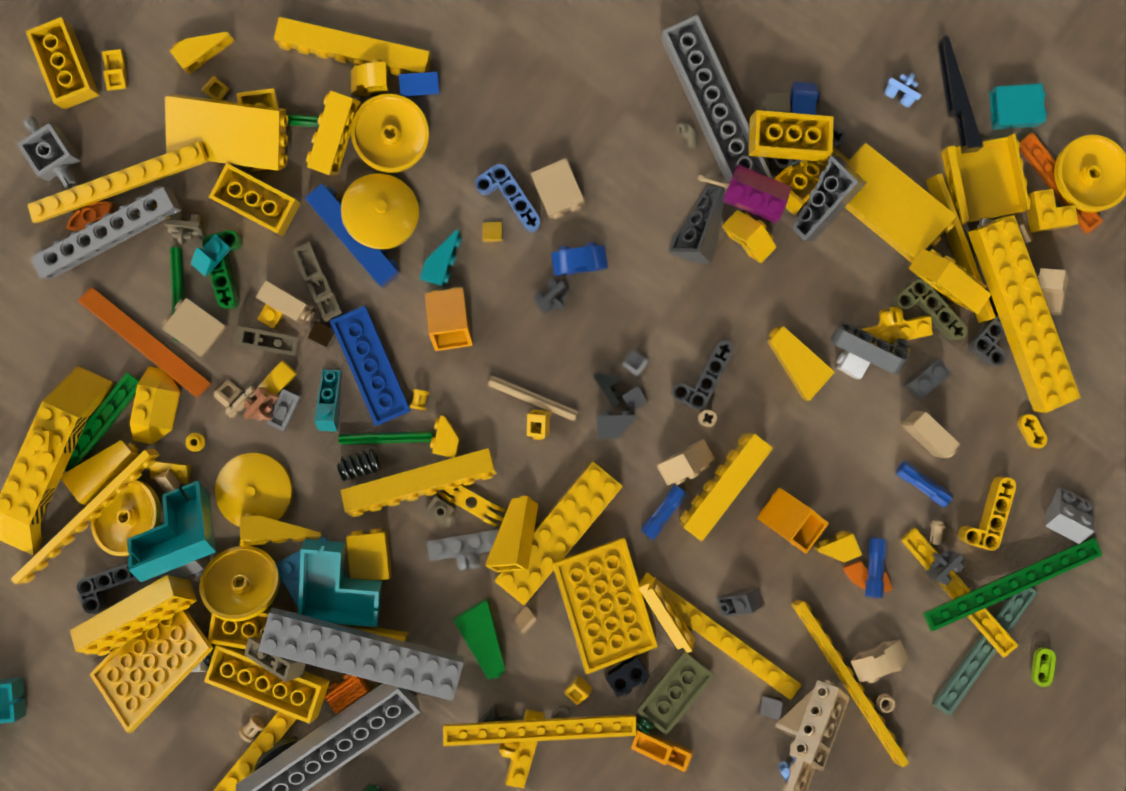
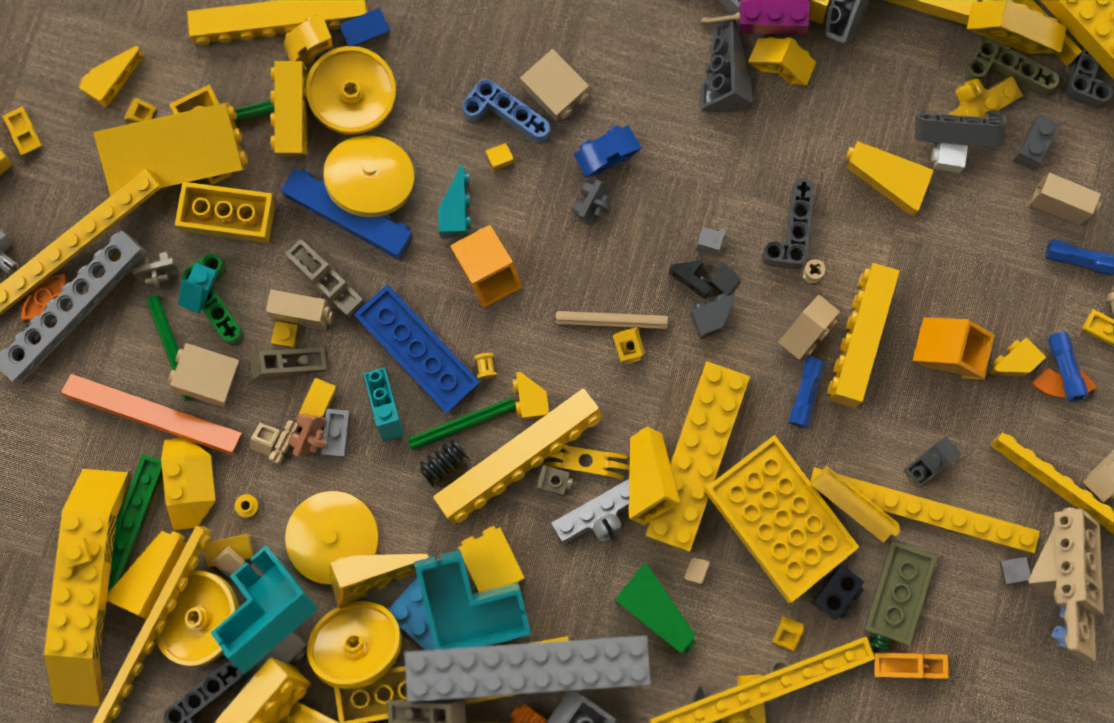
camera: 20 degrees left, 10 degrees down
(321, 334) = (348, 334): dark brown slope -> none

